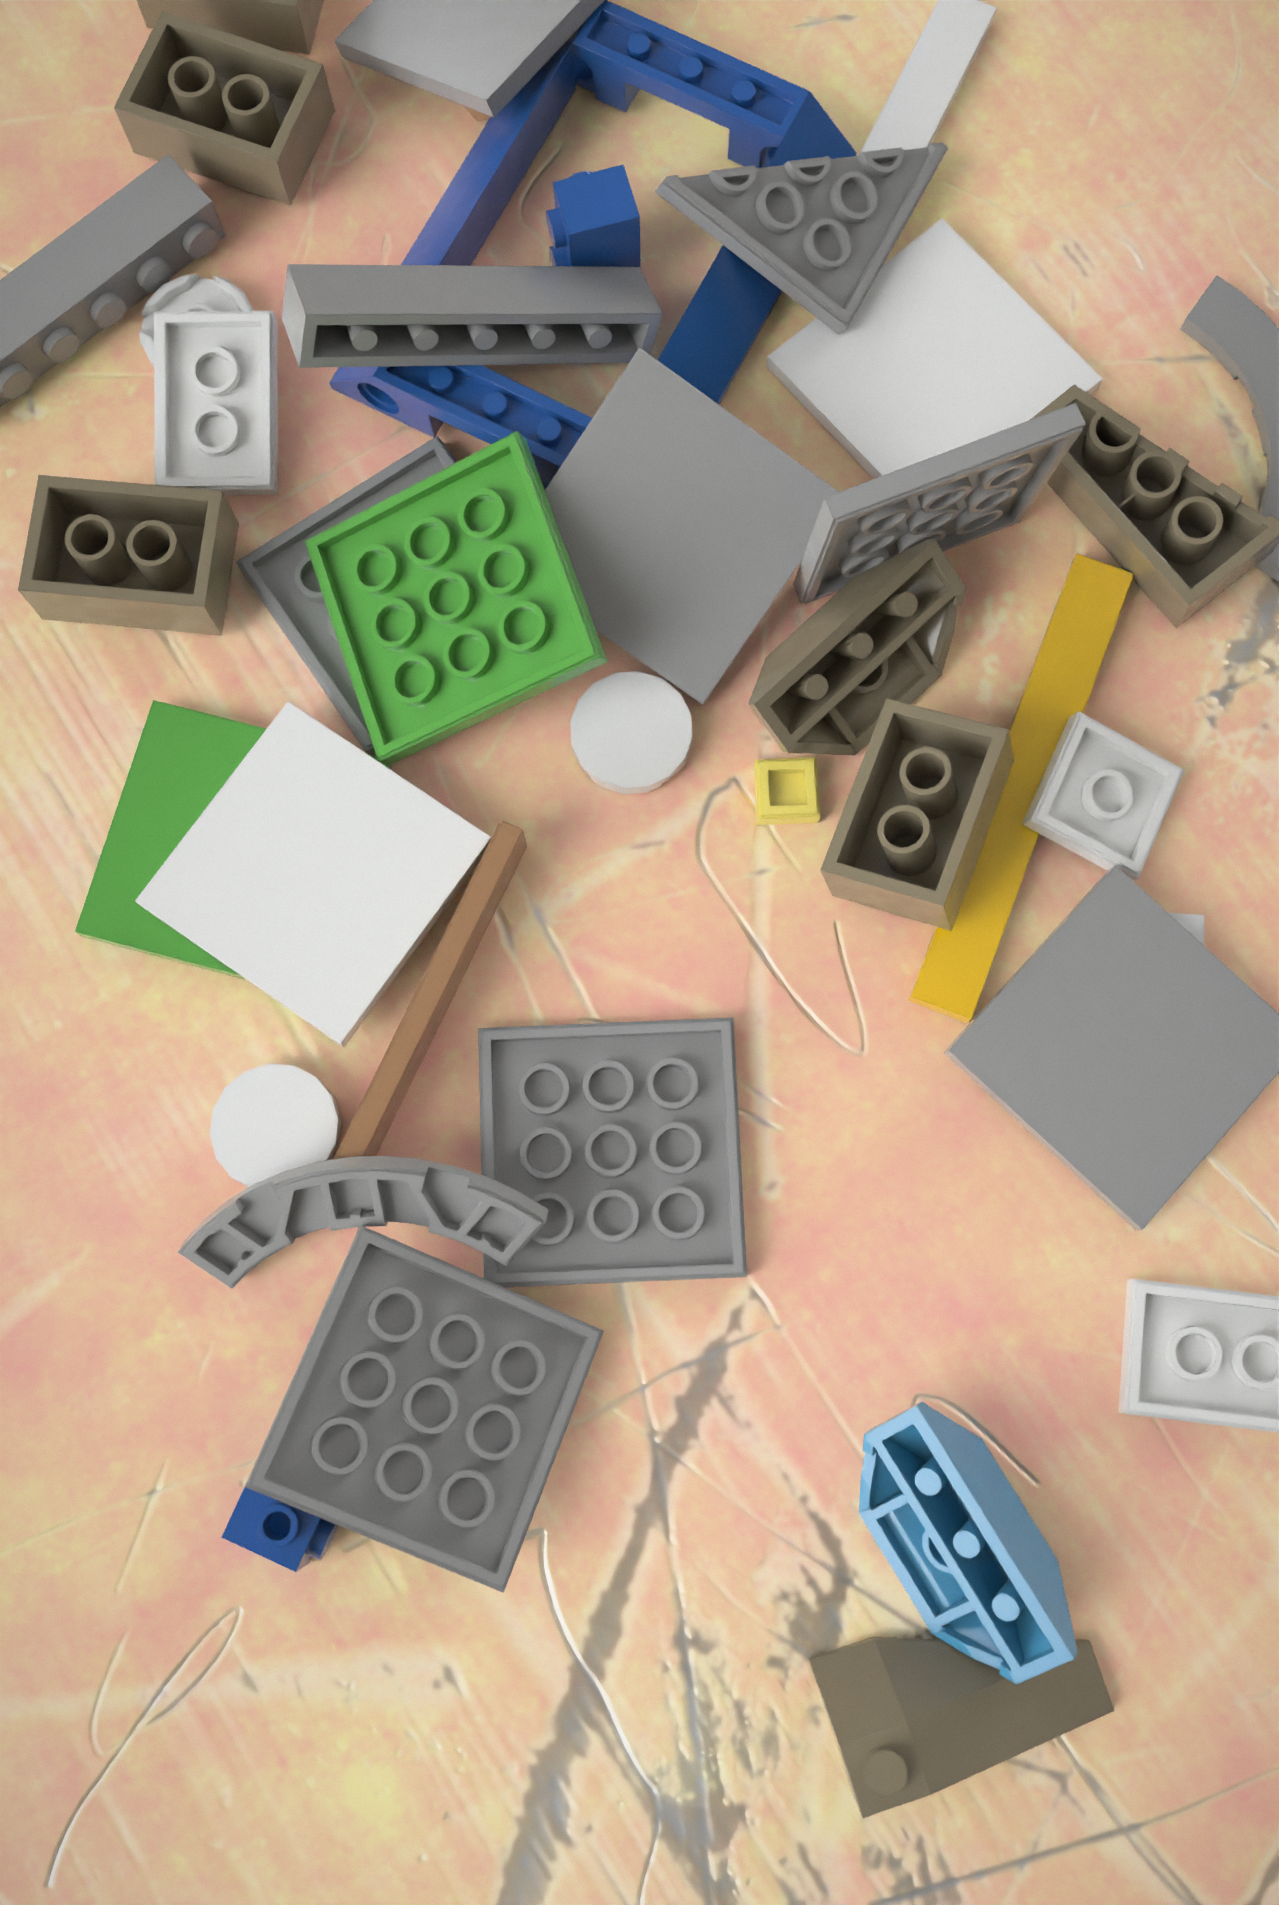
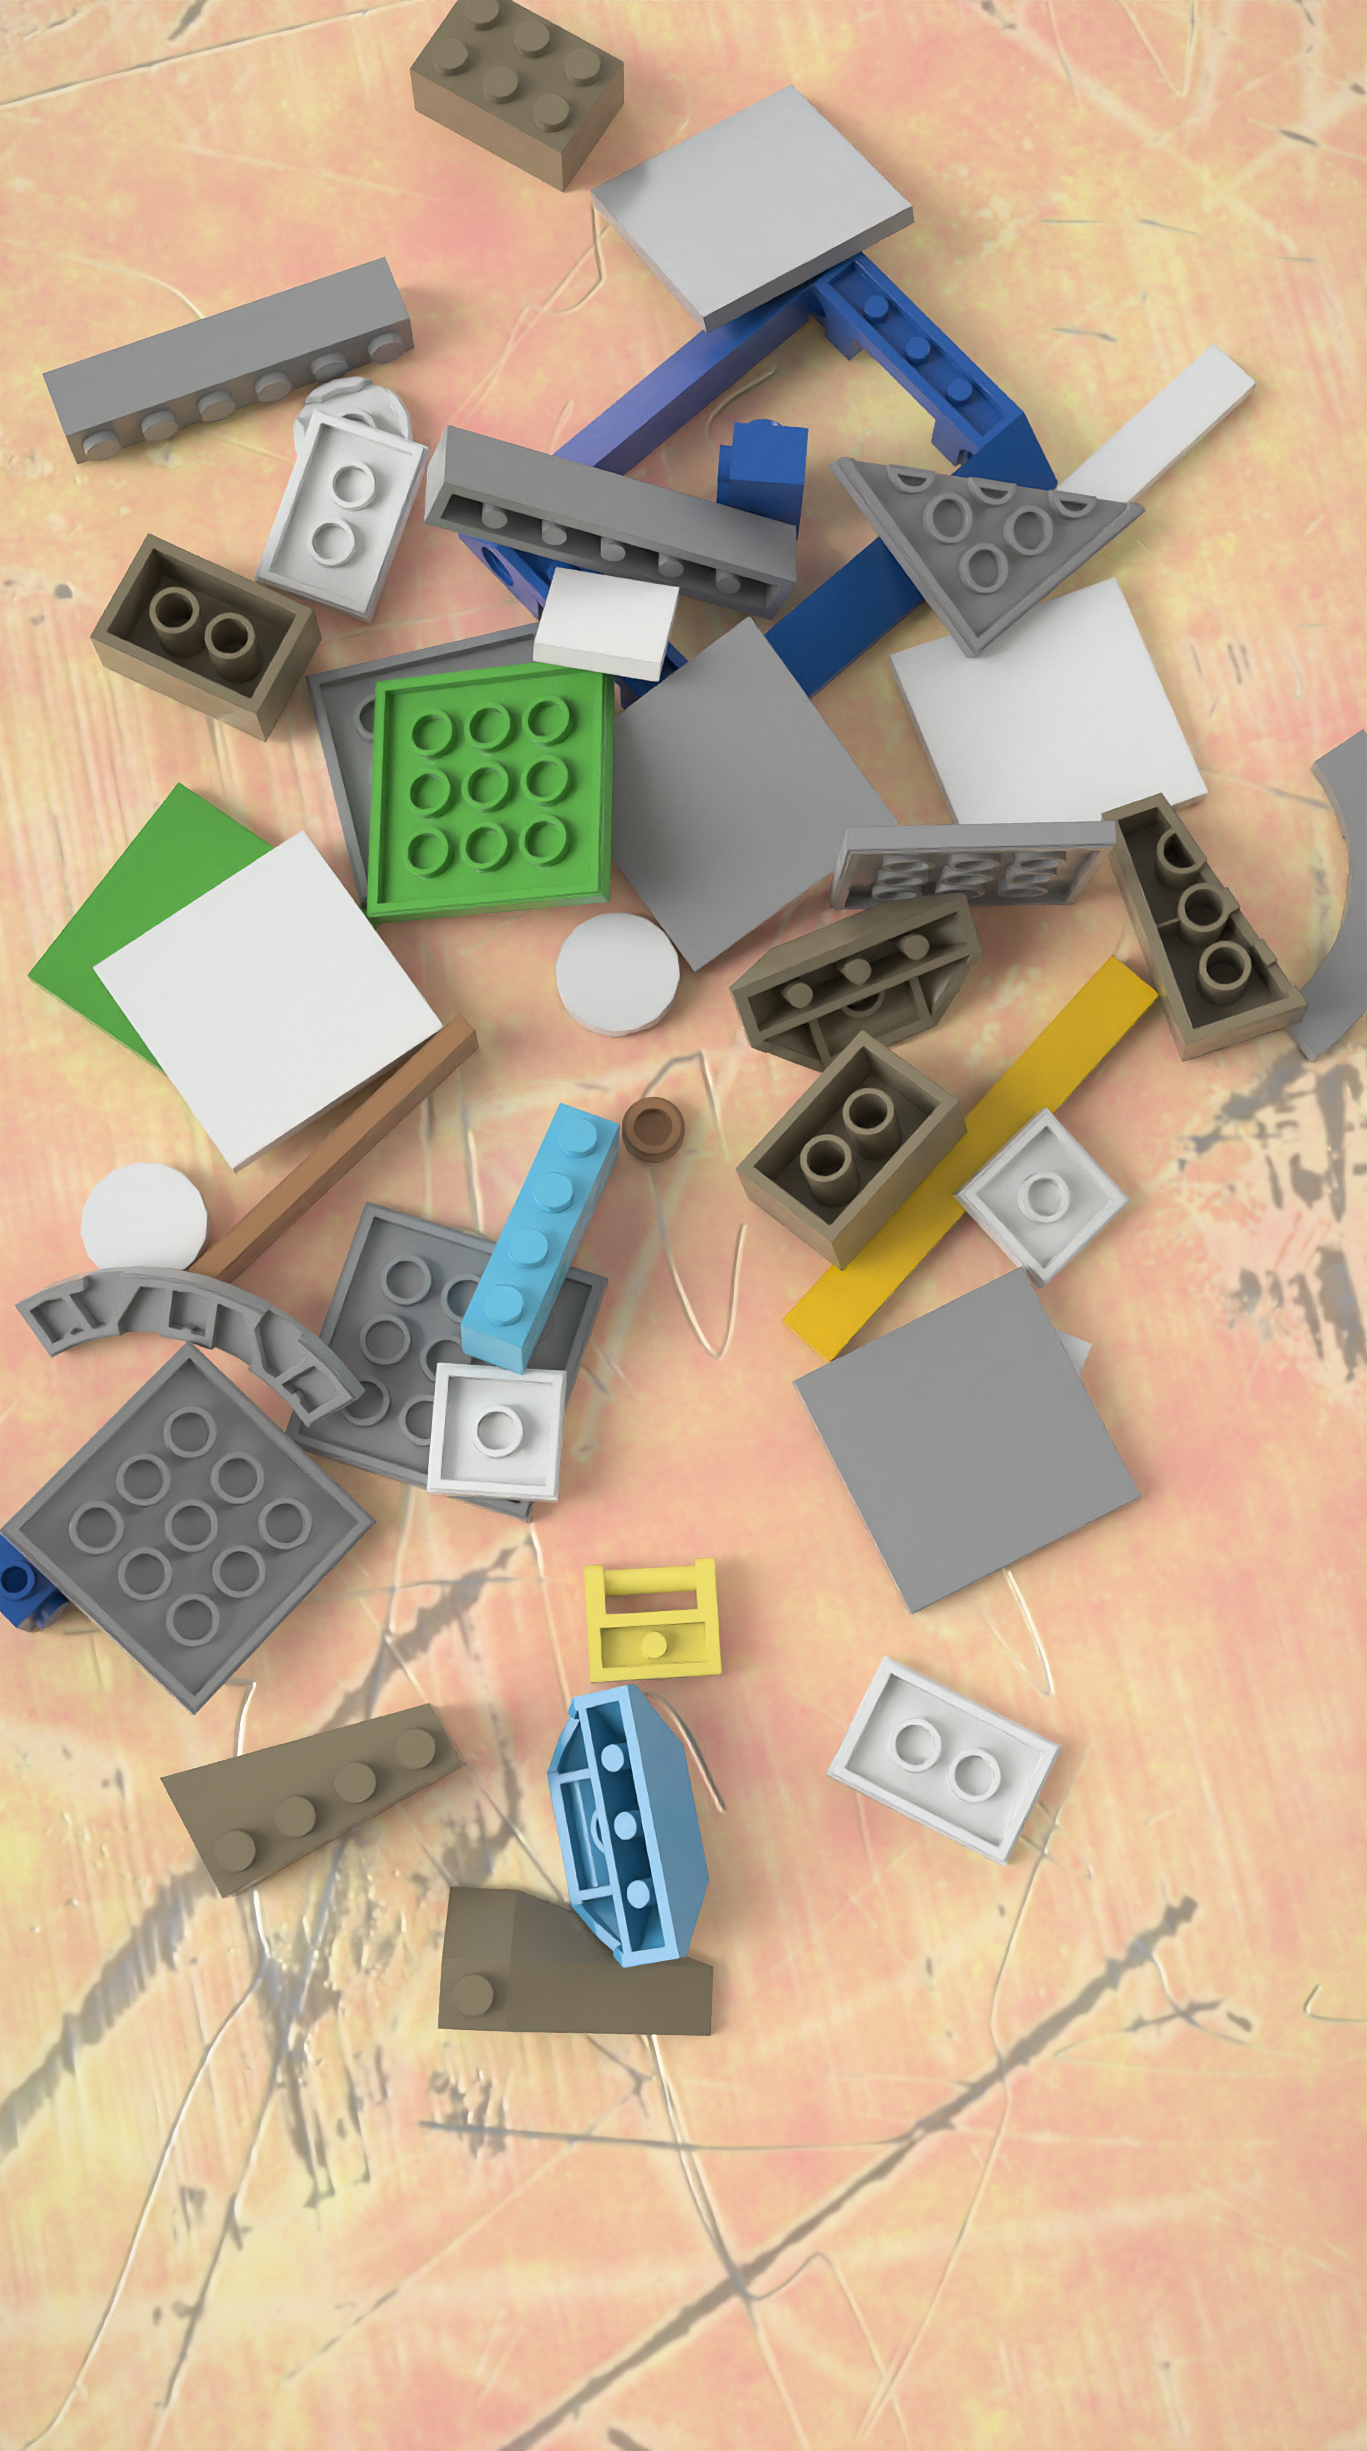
camera: 15 degrees right, 0 degrees up
(226, 107) = (458, 227): dark tan brick -> none
(506, 405) = (606, 624): none -> white tile
(630, 1635) = (297, 1796): none -> dark tan wedge
(660, 1005) = (540, 1239): none -> medium azure brick
(688, 1203) = (497, 1433): none -> white tile
(720, 863) = (653, 1129): none -> medium nougat tile
(786, 791) = (743, 1083): light yellow tile -> none
(913, 1348) = (652, 1642): none -> light yellow plate

